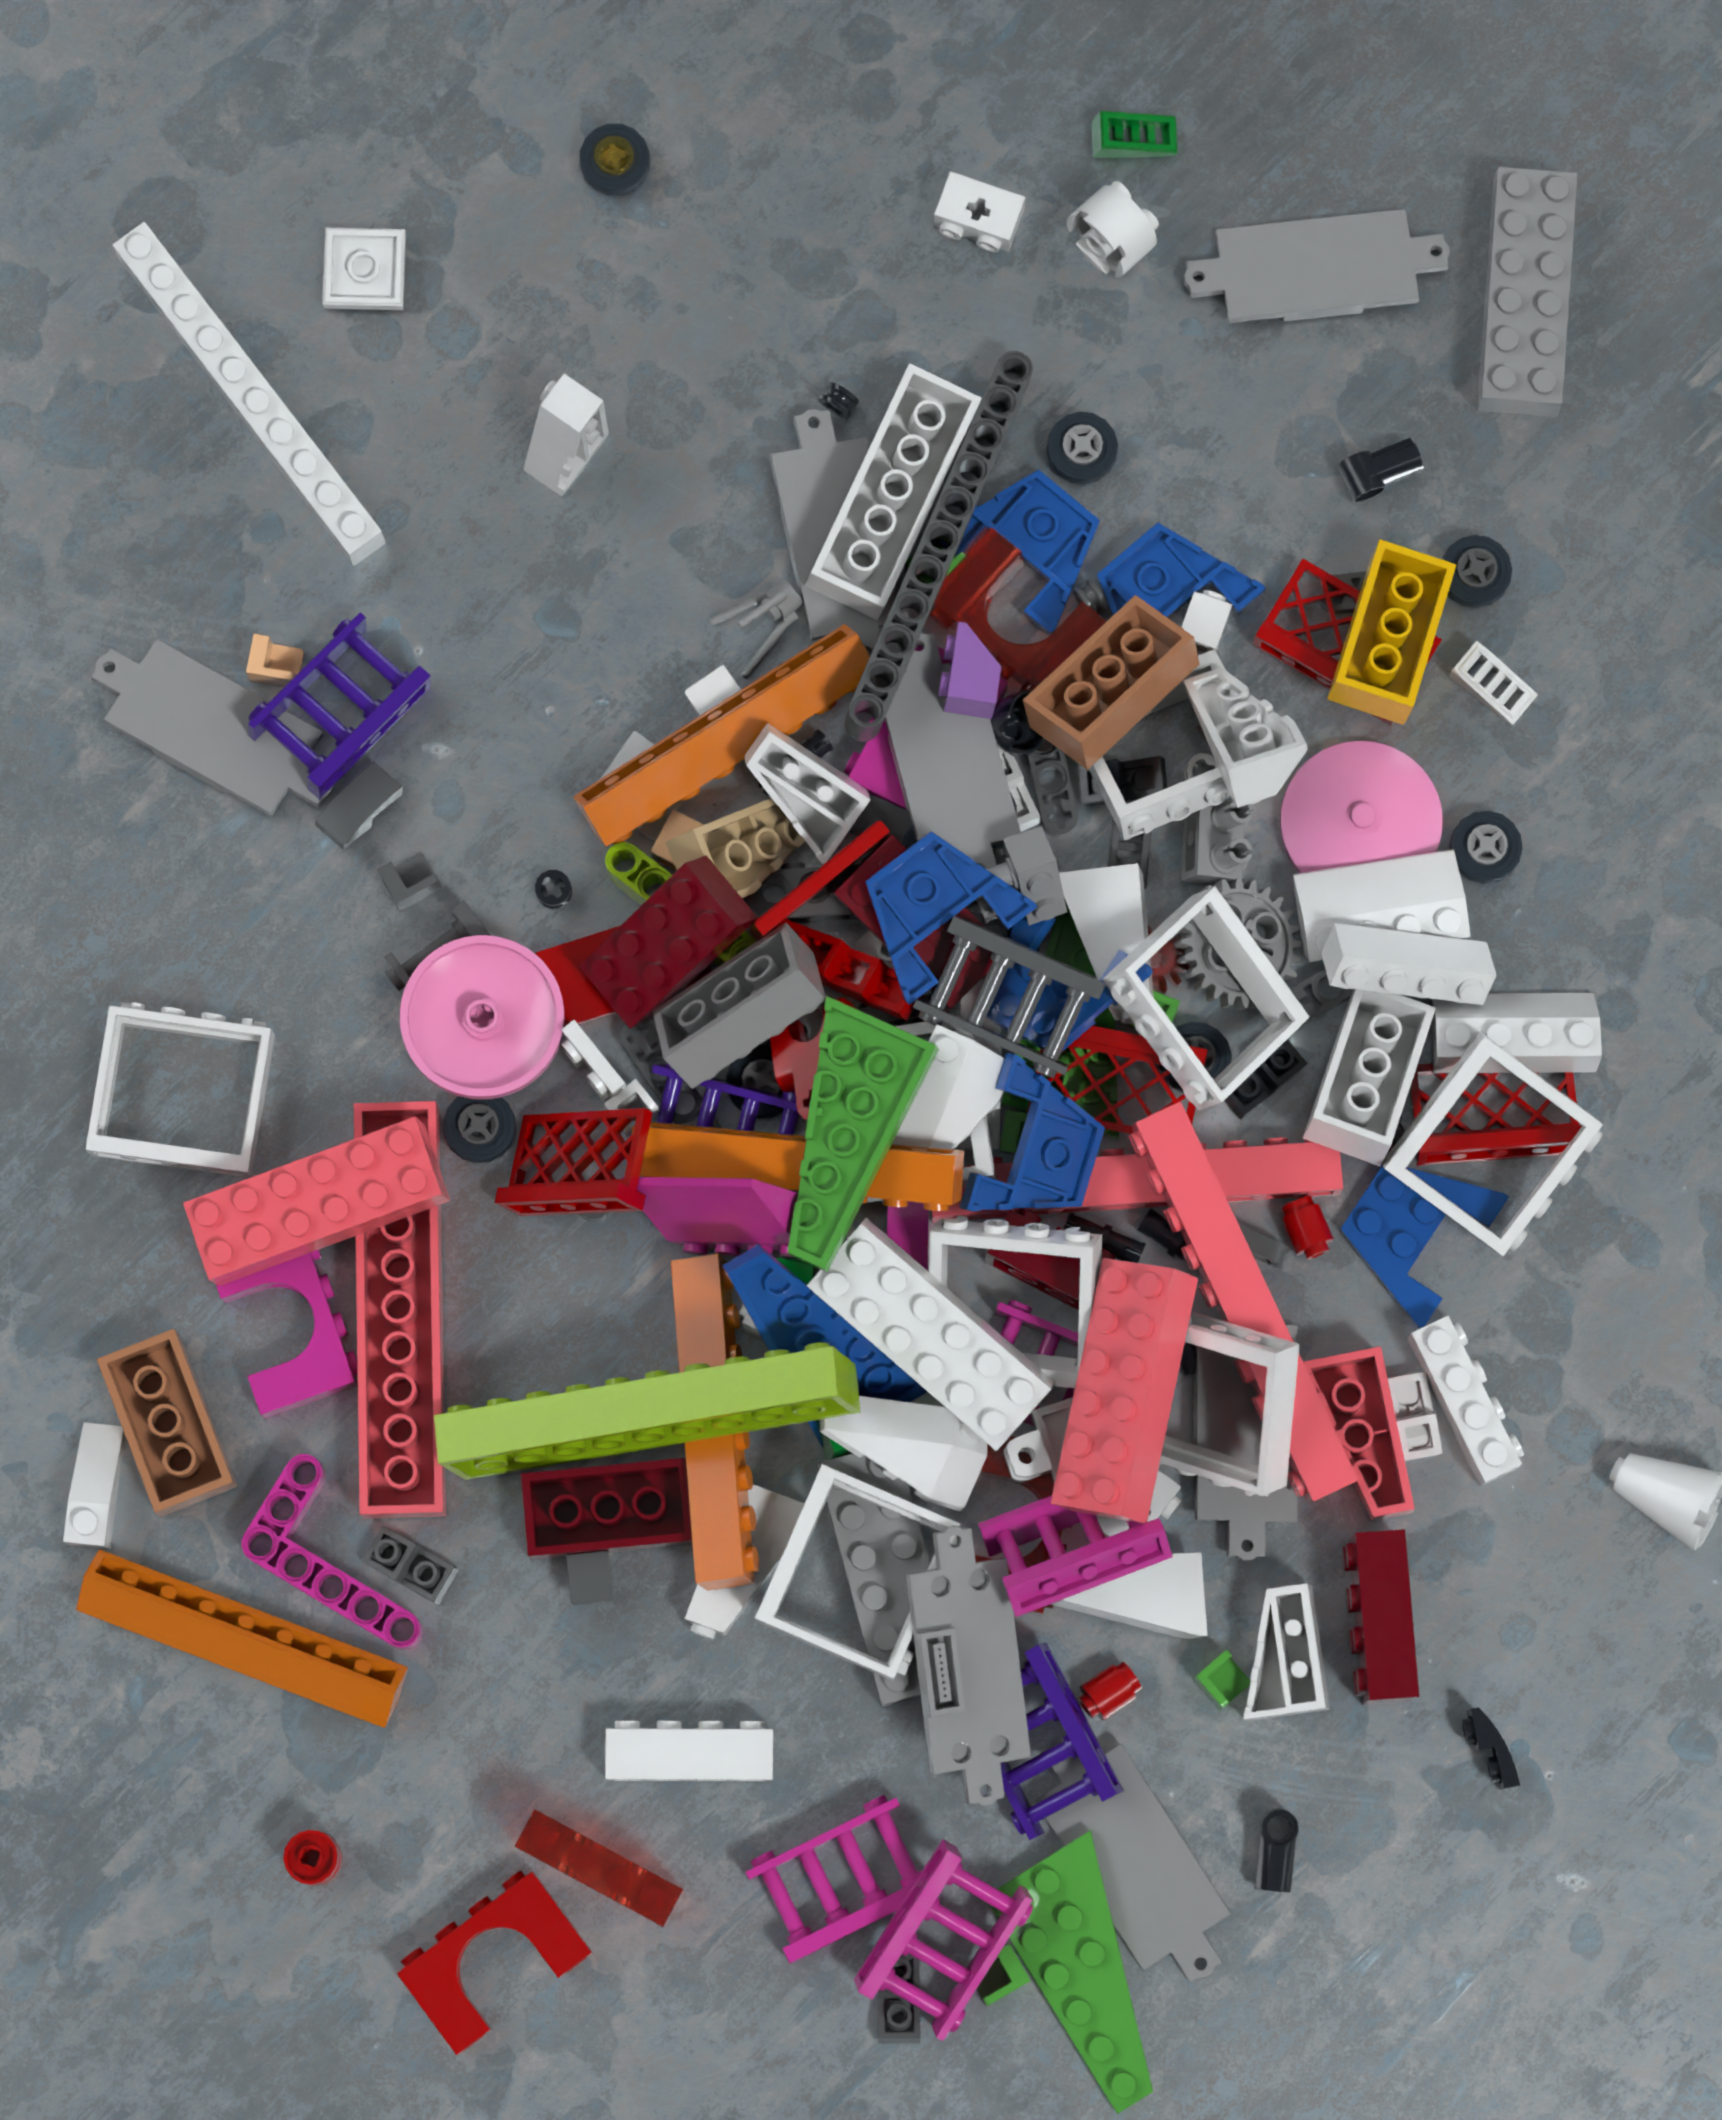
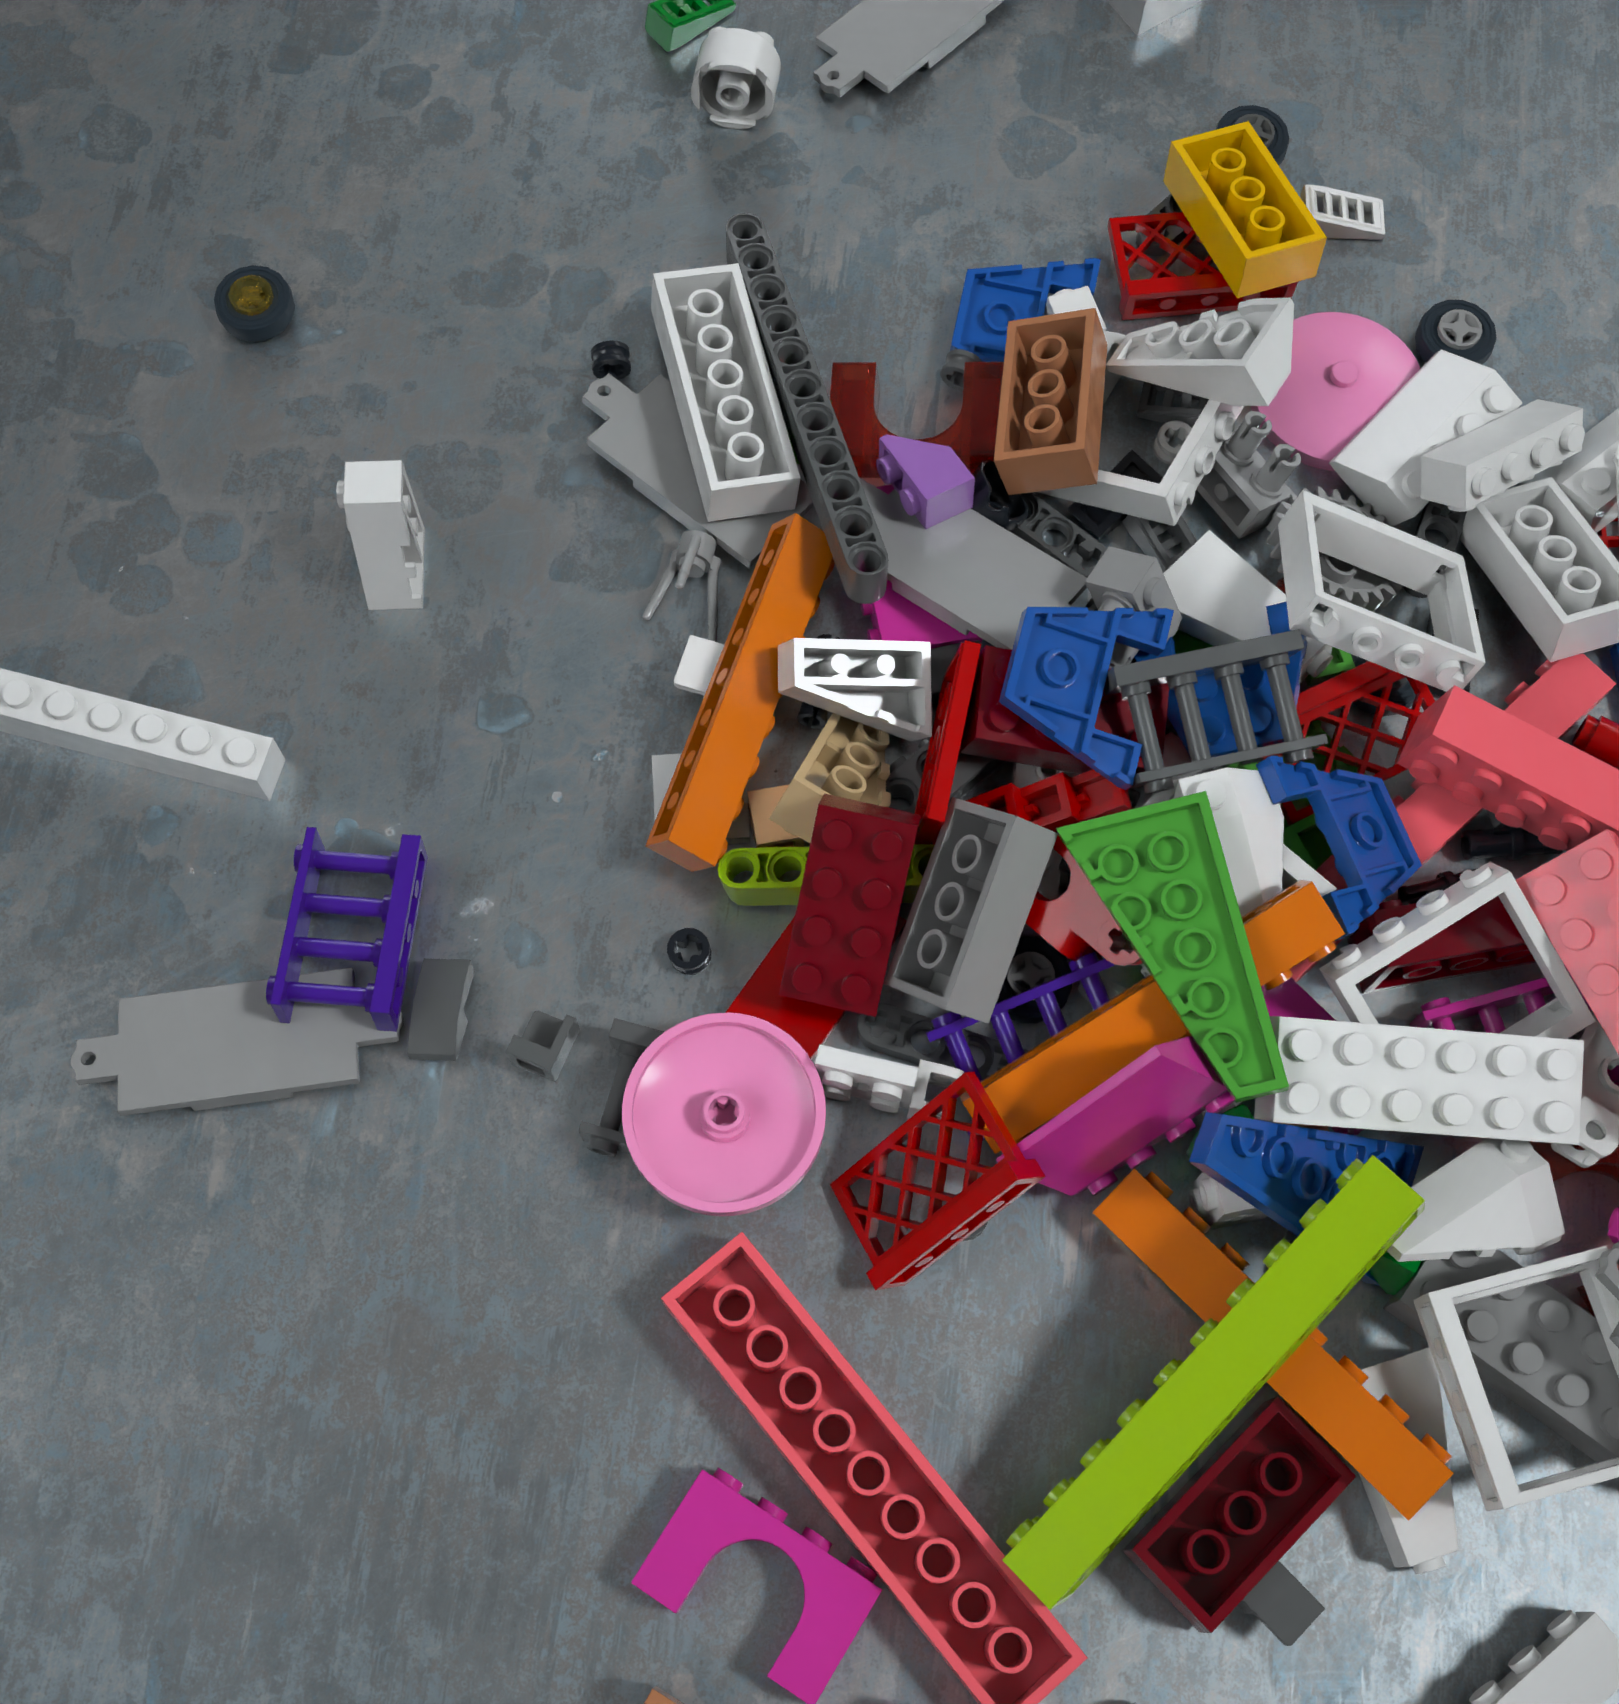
camera: 40 degrees left, 10 degrees down
(175, 1021) = (409, 1358): white window -> none
(272, 662) = (254, 940): light nougat panel -> none
(316, 1201) = (701, 1432): coral brick -> none
(364, 268) = (86, 537): white plate -> none
(471, 1115) = (802, 1211): black wheel -> none
(963, 199) = (610, 141): white brick -> none
(1048, 530) = (891, 337): blue wing -> none
(1091, 436) = (836, 257): black wheel -> none
(1370, 473) = (1102, 125): black piece -> none

